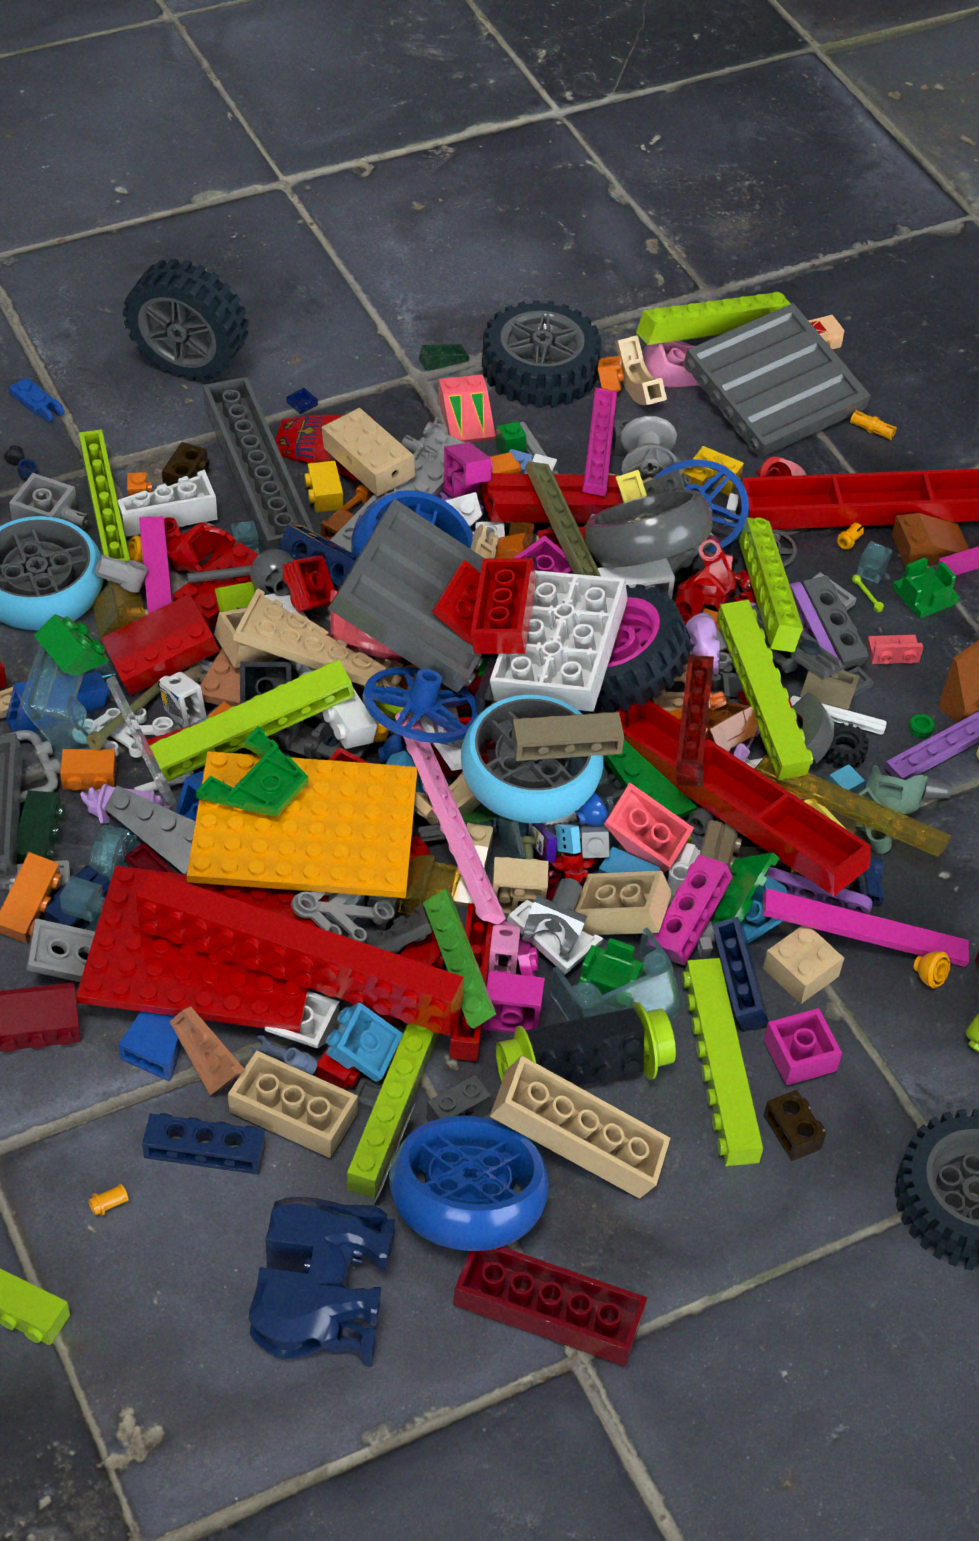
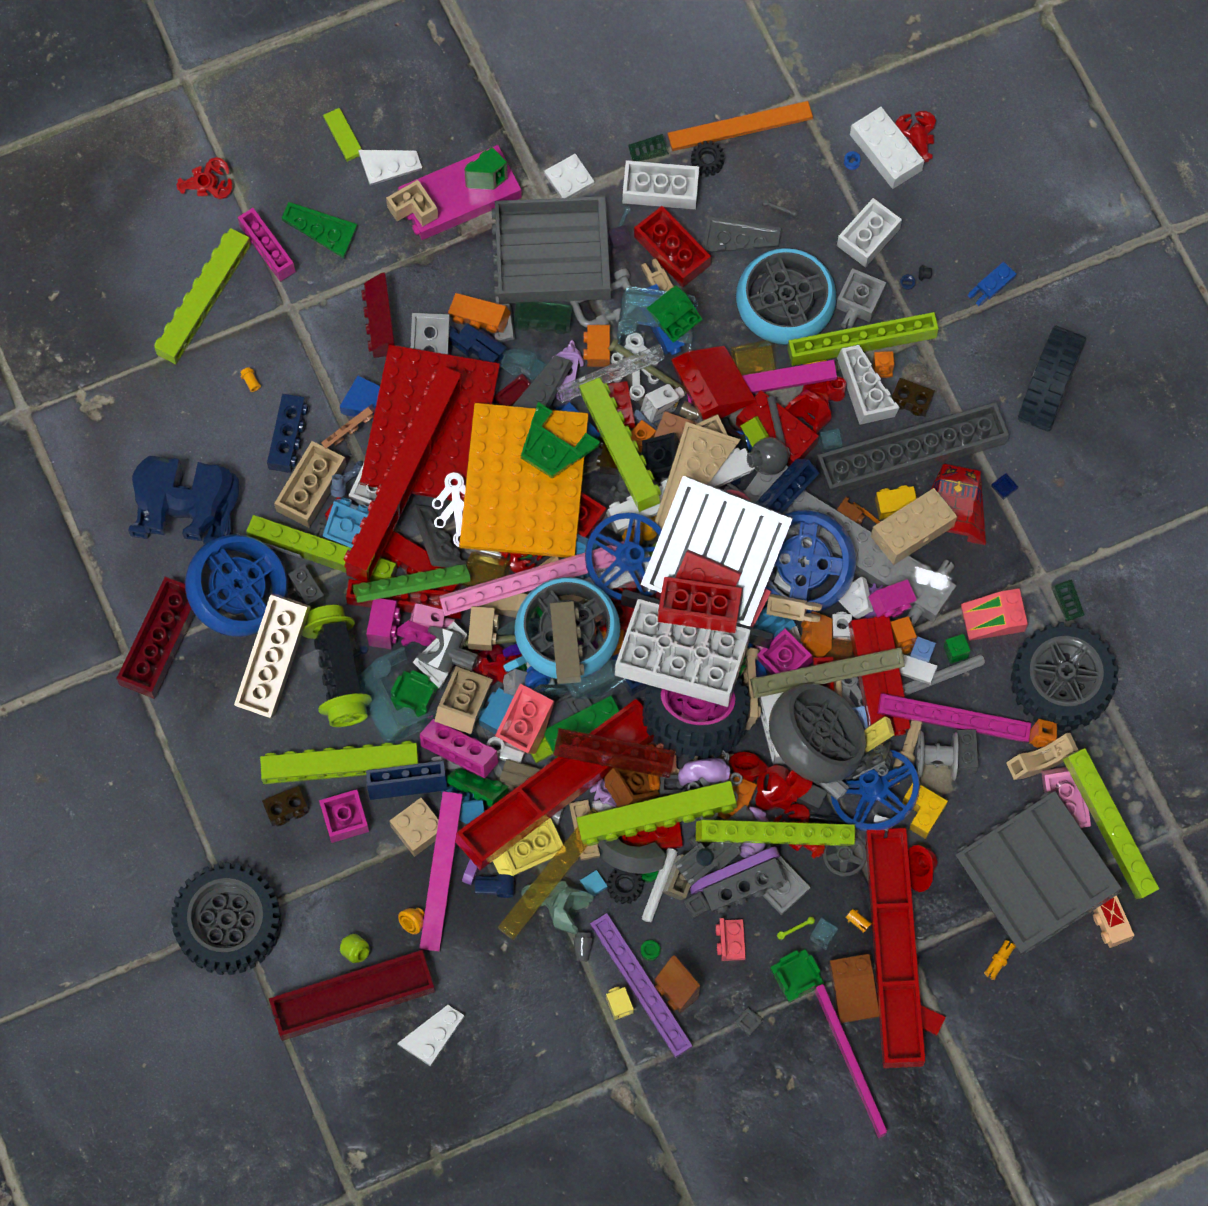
camera: 95 degrees right, 20 degrees up
(82, 898) = (469, 343): clear light blue brick -> none
(128, 574) = (777, 349): light grey piece -> none
(308, 583) = (751, 467): red brick -> none

